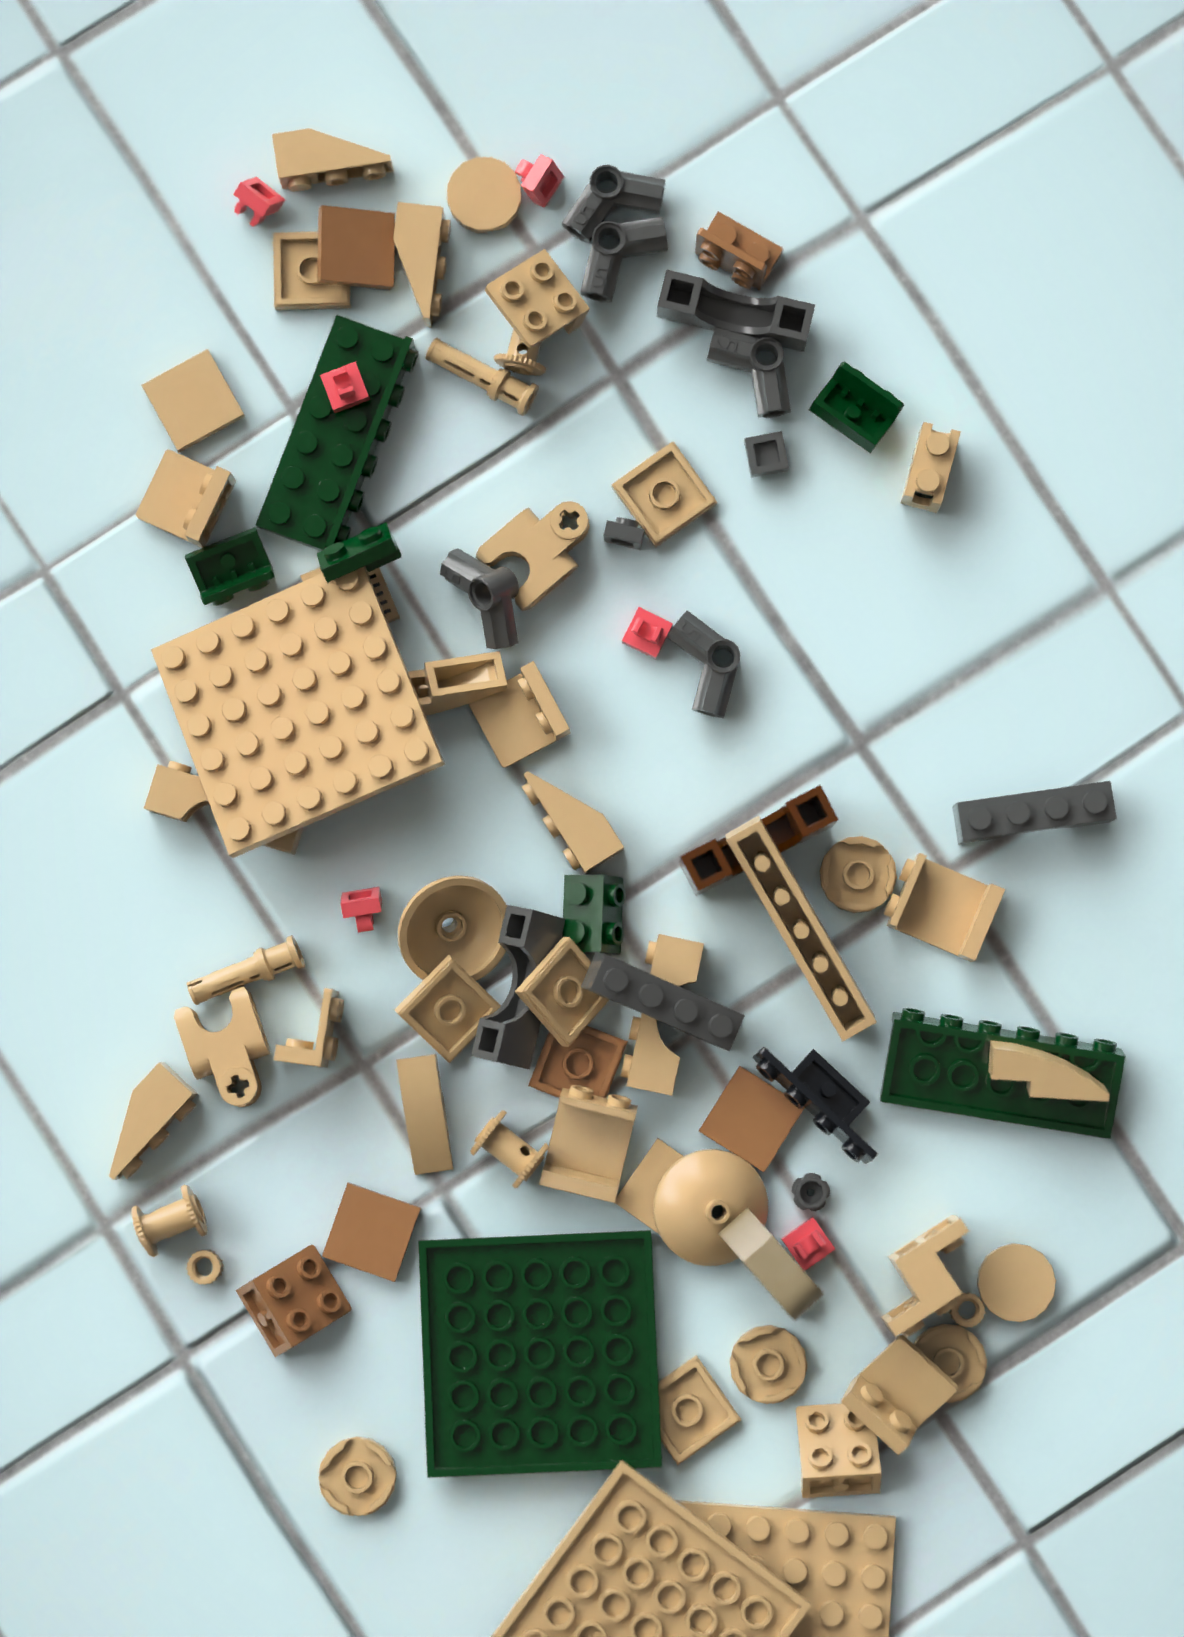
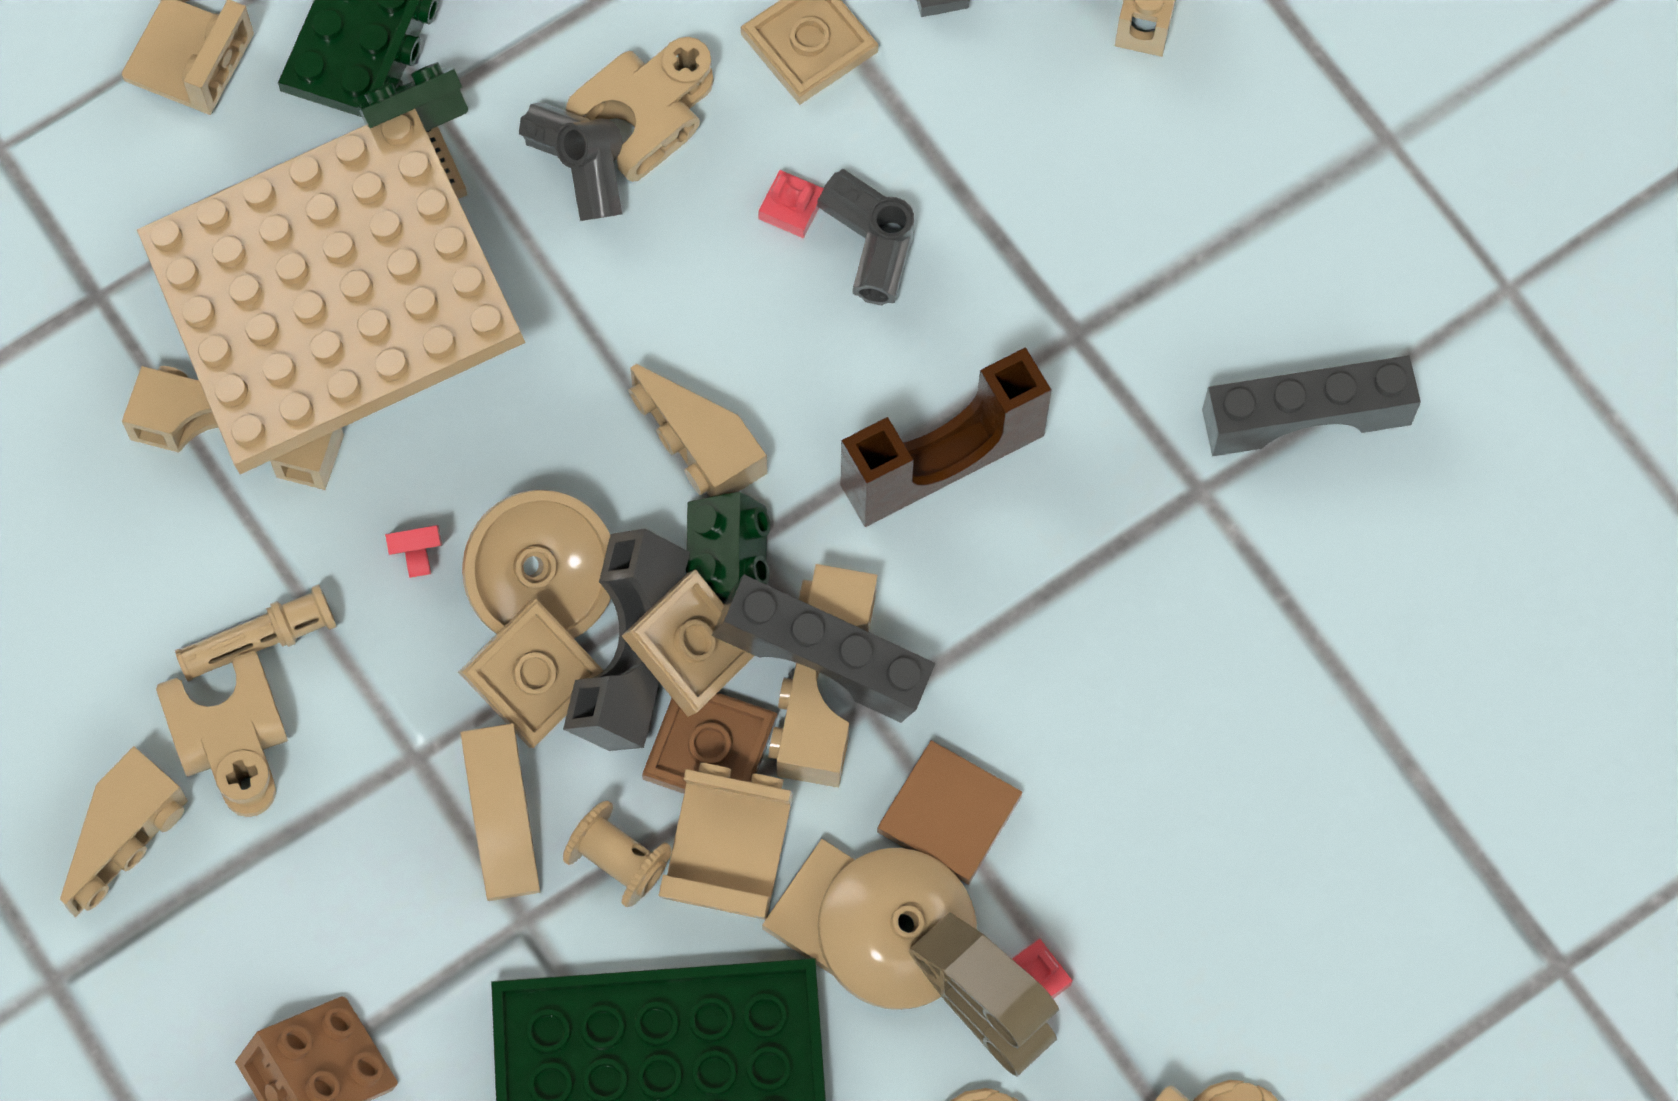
camera: 10 degrees left, 15 degrees down
(169, 1220) = (143, 963): tan hose -> none
(194, 1273) = (208, 1035): tan axle -> none
(230, 567) = (244, 129): dark green bracket -> none
(326, 1046) = (348, 733): tan bracket -> none
(371, 1232) = (426, 977): medium nougat tile -> none
(458, 681) = (545, 260): tan slope -> none
(520, 717) = (628, 303): tan bracket -> none
(624, 533) = (758, 82): dark grey plate -> none
(800, 928) = (1007, 548): tan brick -> none
(820, 1188) = (1038, 893): dark grey plate -> none
(824, 1094) = (1046, 773): black bracket -> none
(858, 874) = (1080, 495): tan tile -> none
(925, 1276) = (1199, 1004): tan bracket -> none
(943, 907) = (1195, 532): tan panel -> none
(947, 1064) = (1289, 741): dark green bracket -> none
(979, 1310) = (1271, 1047): tan axle -> none
(1016, 1282) = (1325, 1021): tan tile -> none
(1045, 1073) = (1346, 724): tan slope -> none

